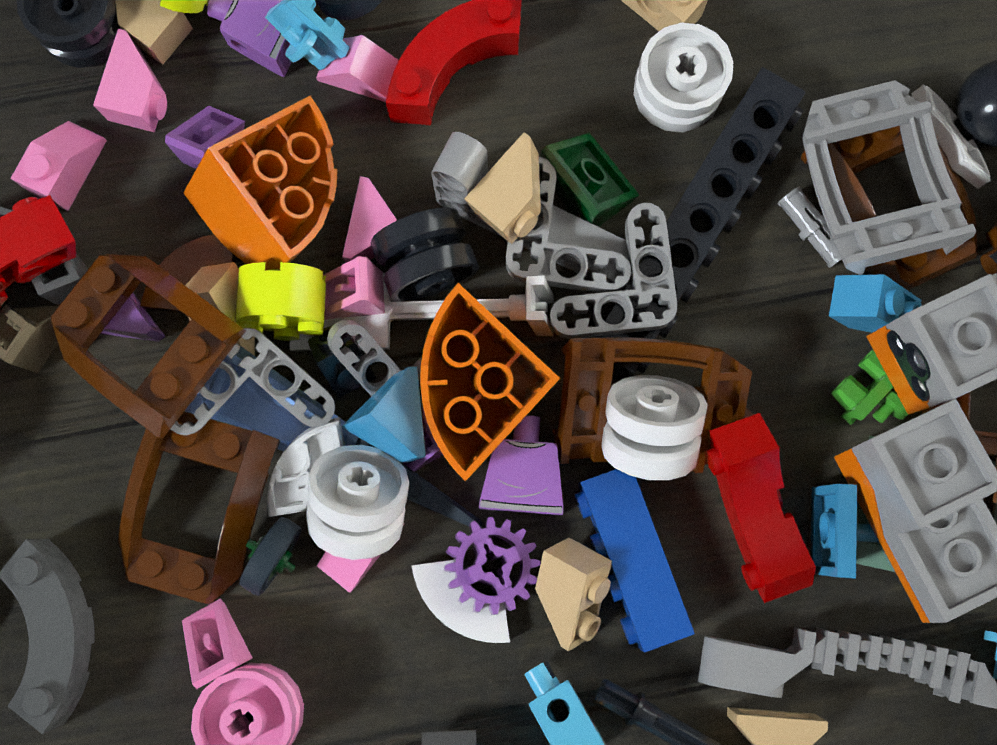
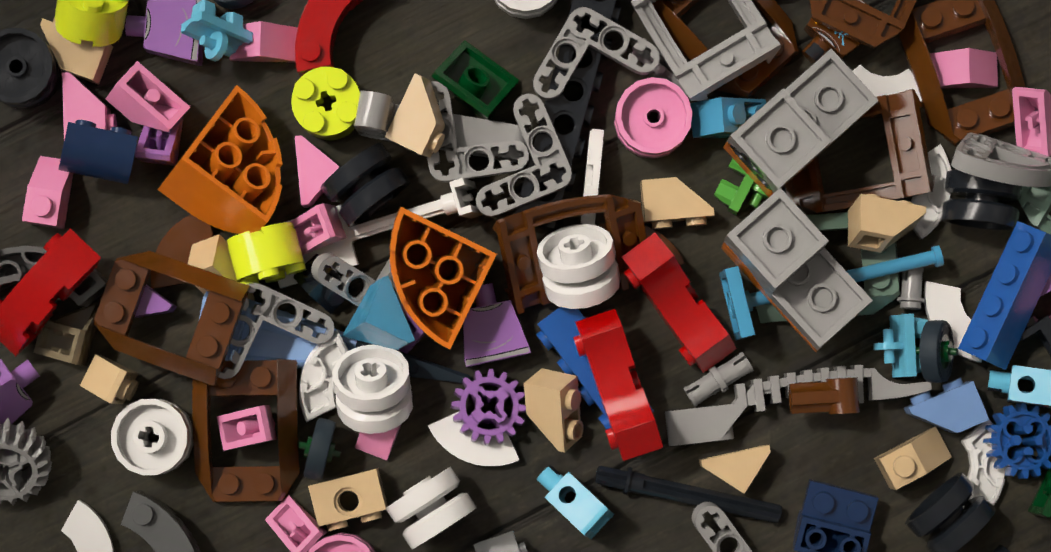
camera: 15 degrees left, 5 degrees up
(51, 397) = (110, 380): none -> tan slope
(74, 479) = (132, 431): none -> white wheel
(122, 122) = (98, 151): none -> dark blue brick
(192, 502) = (247, 427): none -> bright pink slope
(203, 84) = (146, 99): none -> bright pink slope
(261, 621) = (327, 495): none -> tan brick
(384, 678) = (430, 506): none -> white wheel
(396, 134) = (309, 94): none -> neon yellow brick
(665, 620) = (620, 390): none -> red brick
(699, 319) = (593, 170): none -> white tile
(734, 162) = (581, 42): none -> light grey beam
(780, 616) = (718, 379): none -> light grey pin
(785, 385) = (672, 201): none -> tan slope
(807, 263) = (649, 138): none -> bright pink wheel
(927, 684) = (832, 396): none -> reddish brown piece

